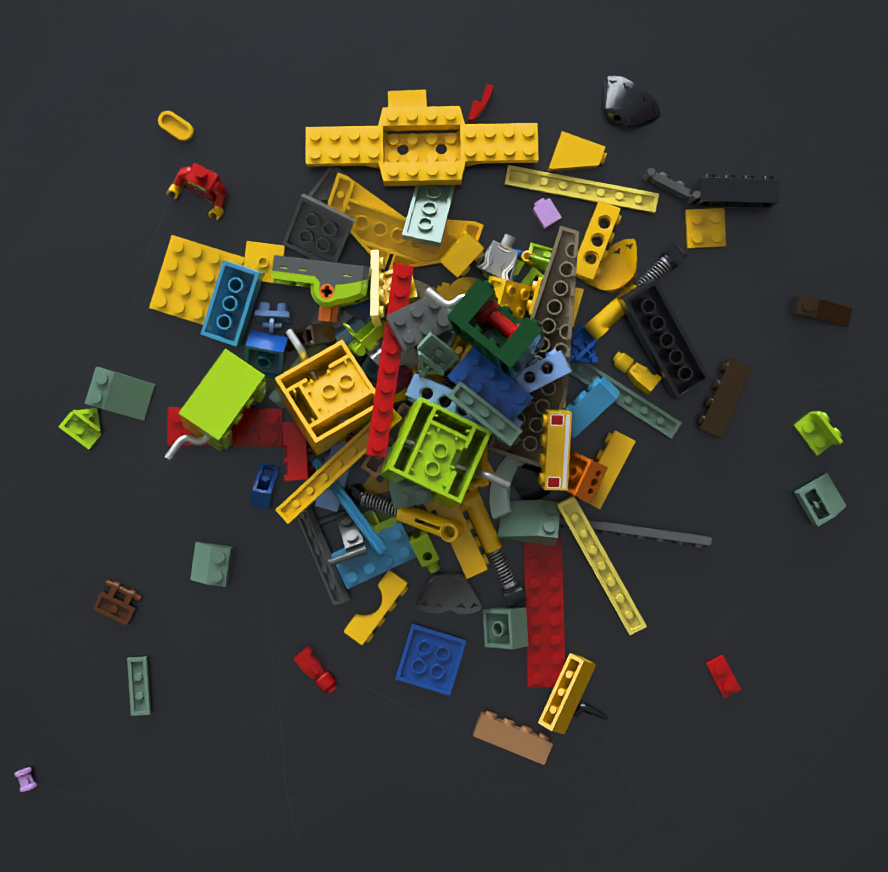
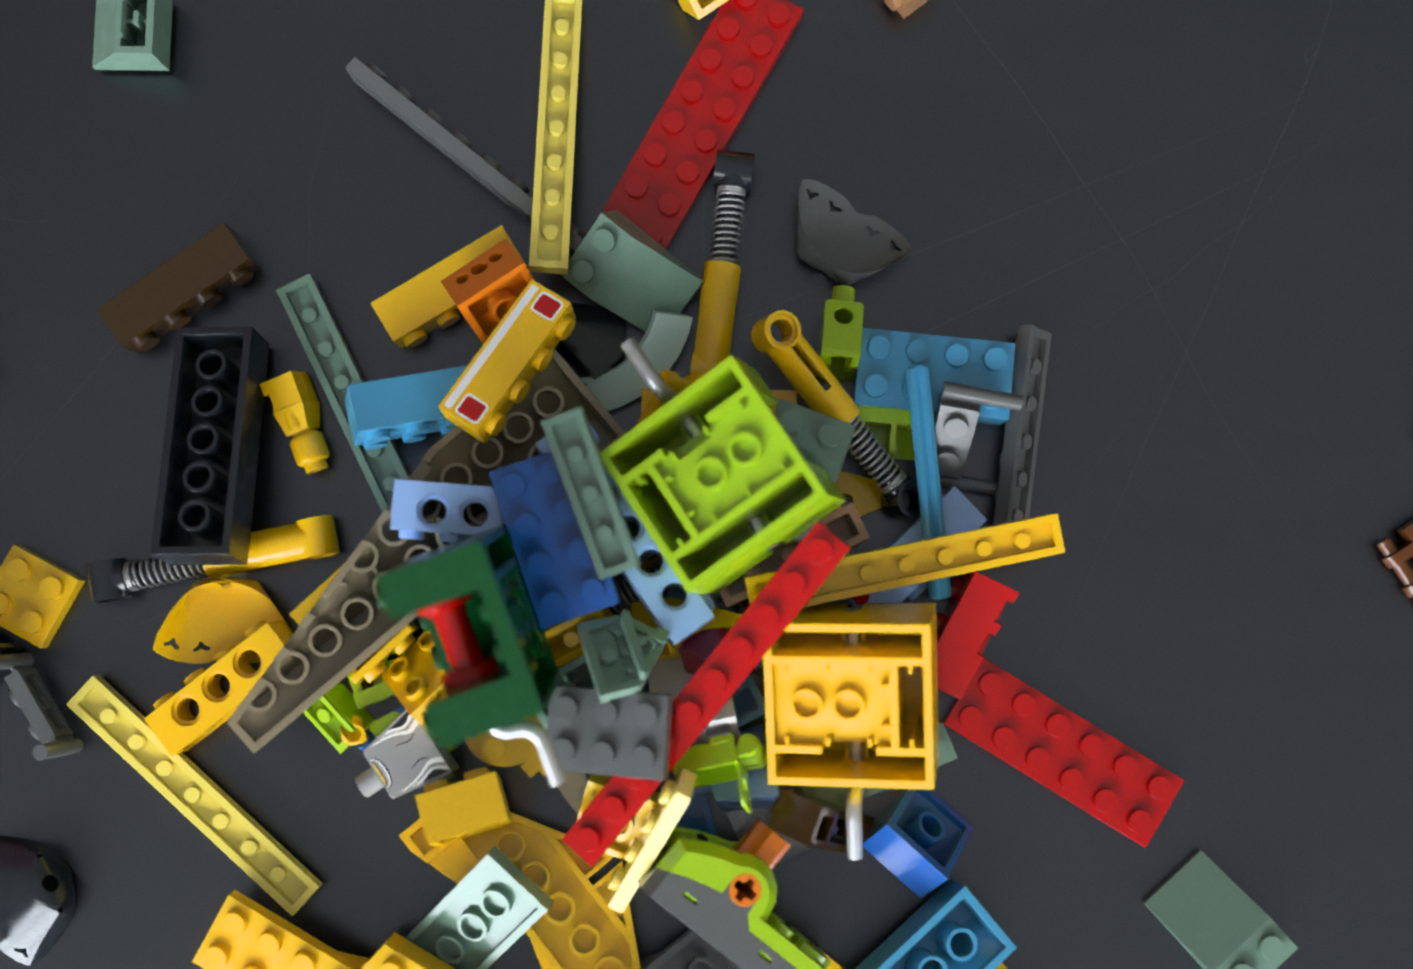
camera: 145 degrees left, 5 degrees down
(83, 426) = (1316, 903): lime slope -> none
(212, 564) = (1222, 525): sand green slope -> none
(219, 403) = (1061, 808): lime piece -> none
(264, 486) = (1054, 607): blue slope -> none
(272, 319) = (869, 894): medium blue hips -> none
(313, 668) = (1147, 245): red piece -> none
(361, 626) = (1022, 270): yellow arch -> none
(430, 659) = (938, 148): blue plate -> none
(466, 546) = (768, 290): yellow brick -> none
(505, 627) = (781, 125): sand green slope -> none
(546, 213) = (279, 789): lavender brick -> none
(576, 154) = (163, 862): yellow slope -> none
(583, 346) = (357, 514): blue slope -> none
(818, 432) = (58, 141): lime bracket -> none

